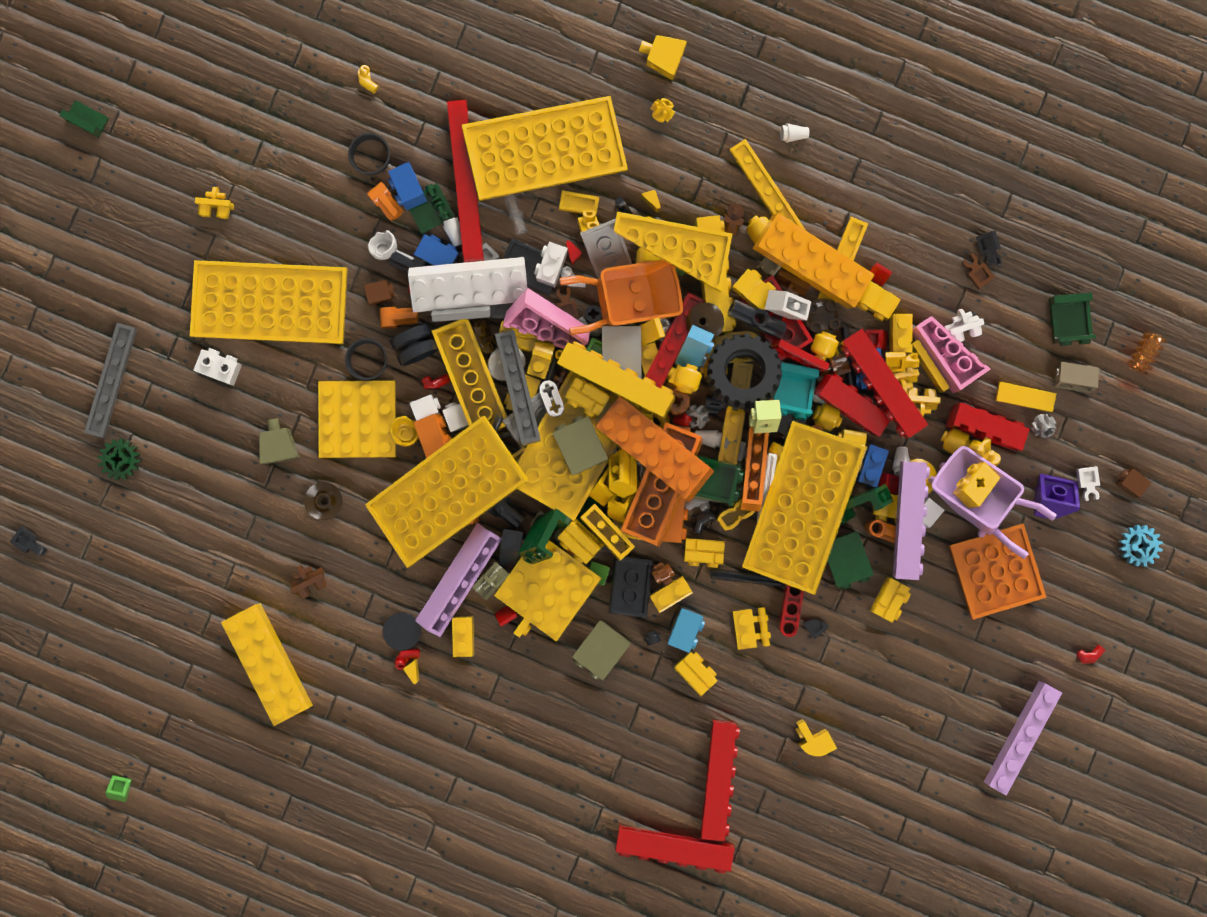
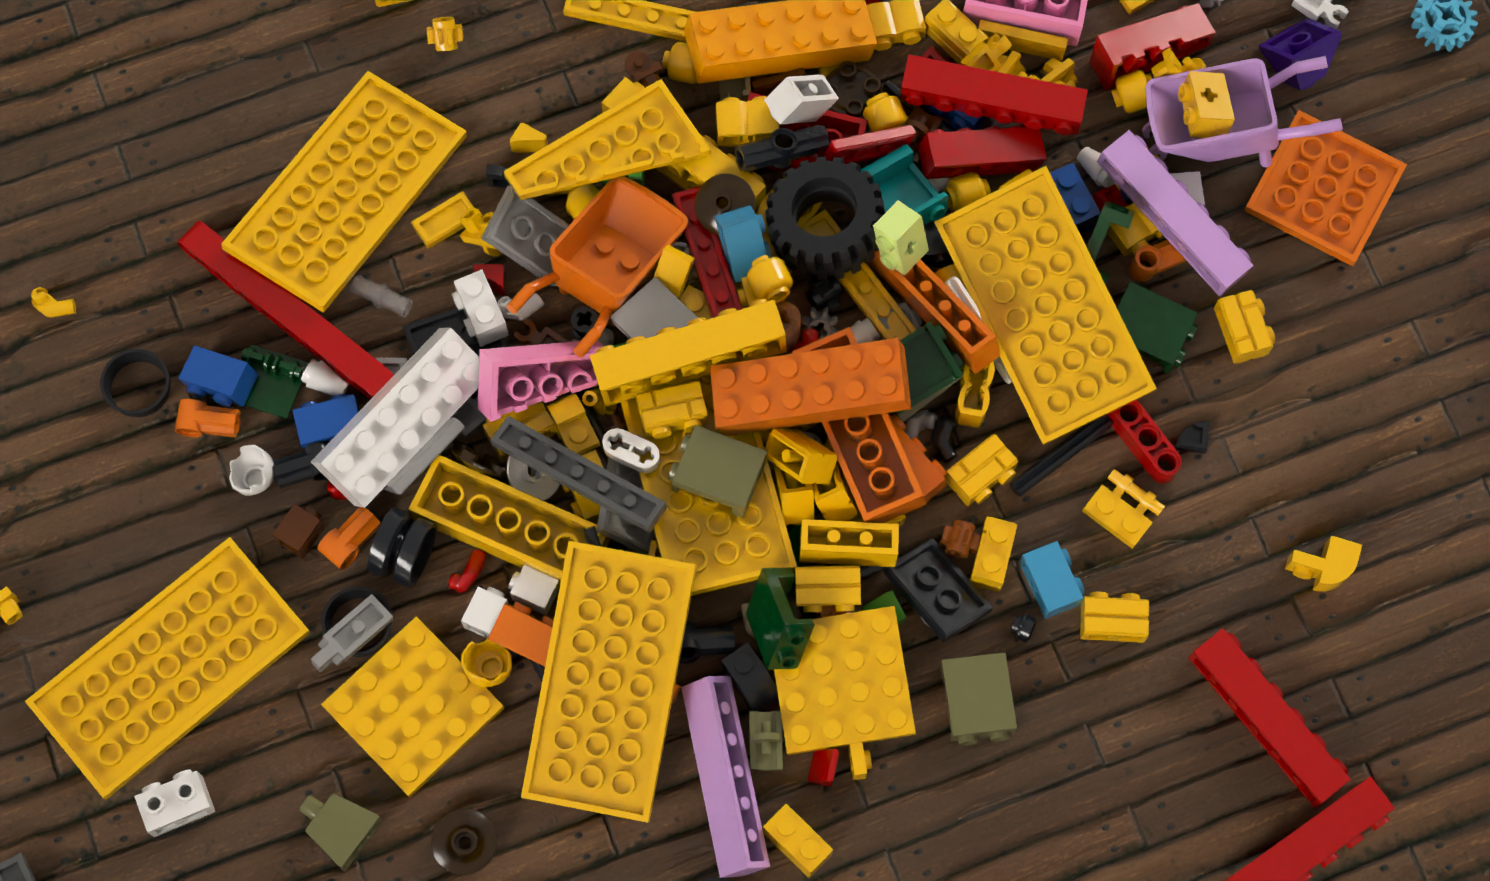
camera: 50 degrees left, 15 degrees down
(357, 364) = (352, 633): none -> light grey hinge

